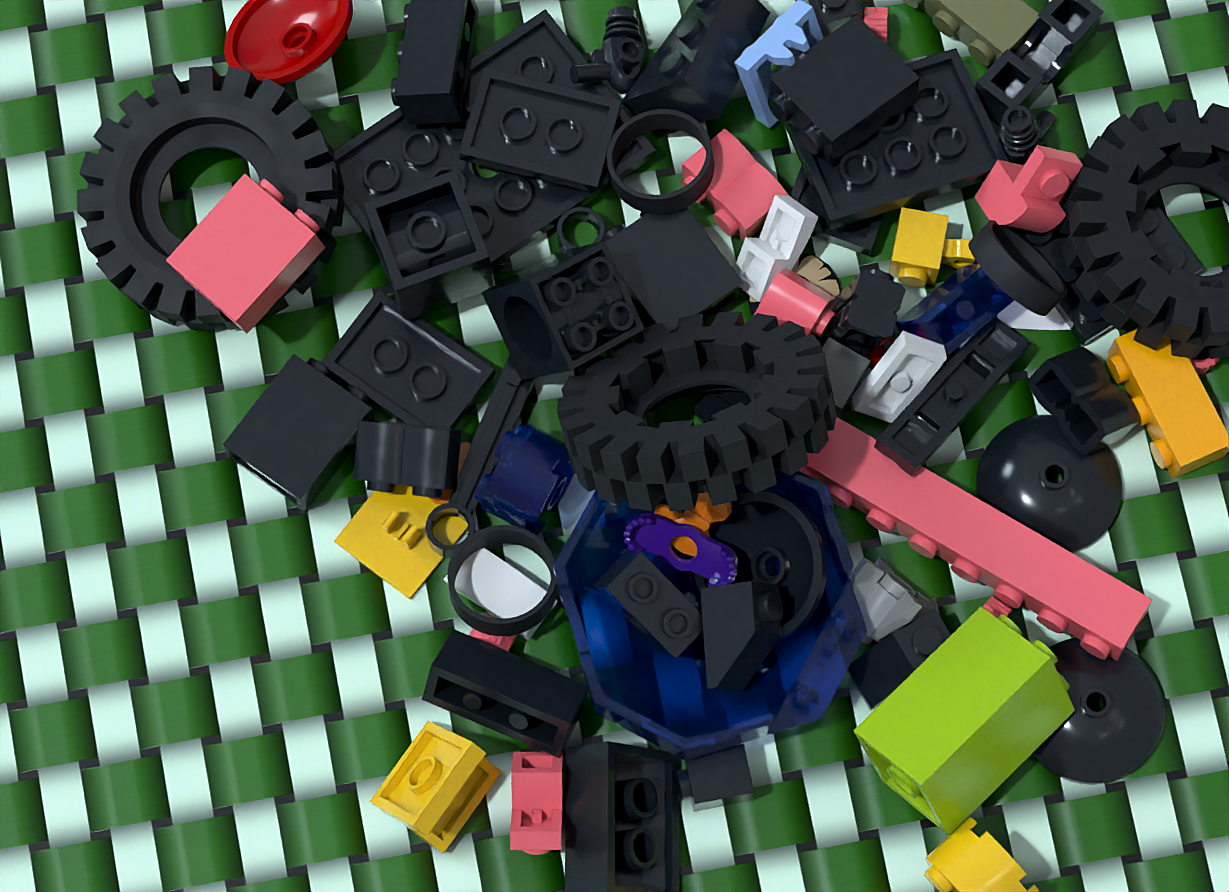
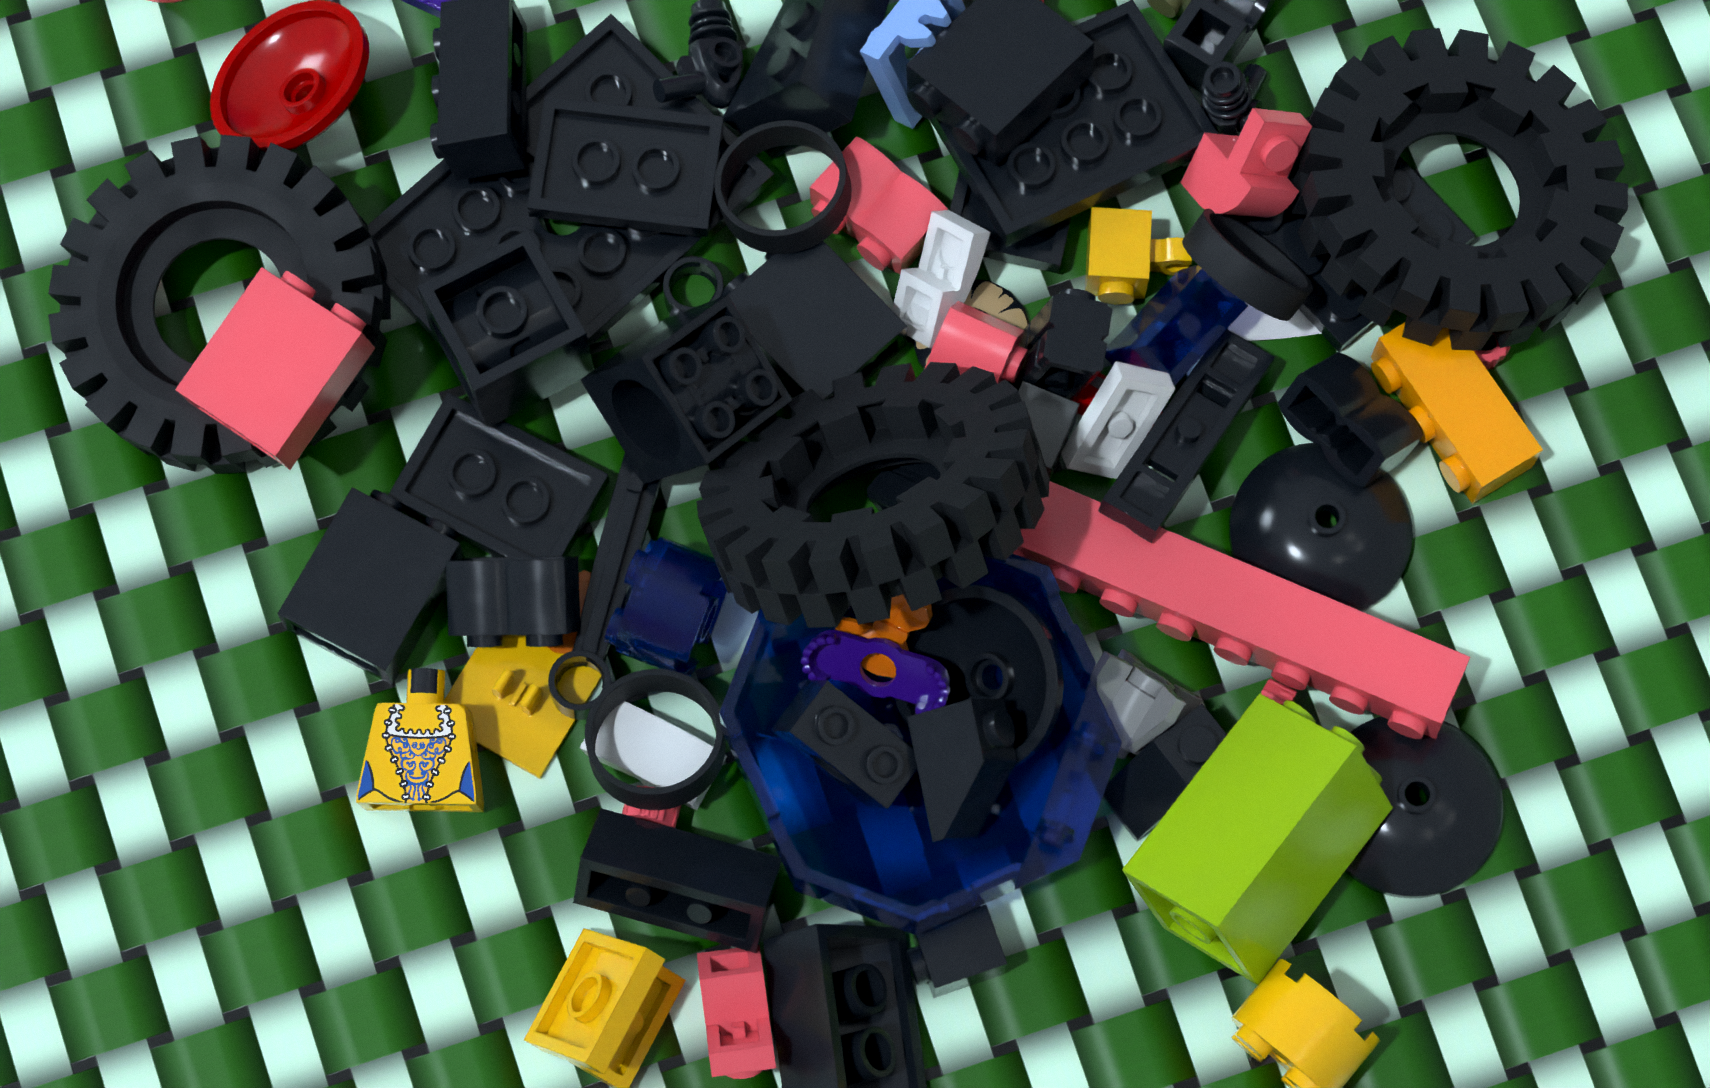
camera: 10 degrees left, 0 degrees up
(320, 567) = (421, 753): none -> torso

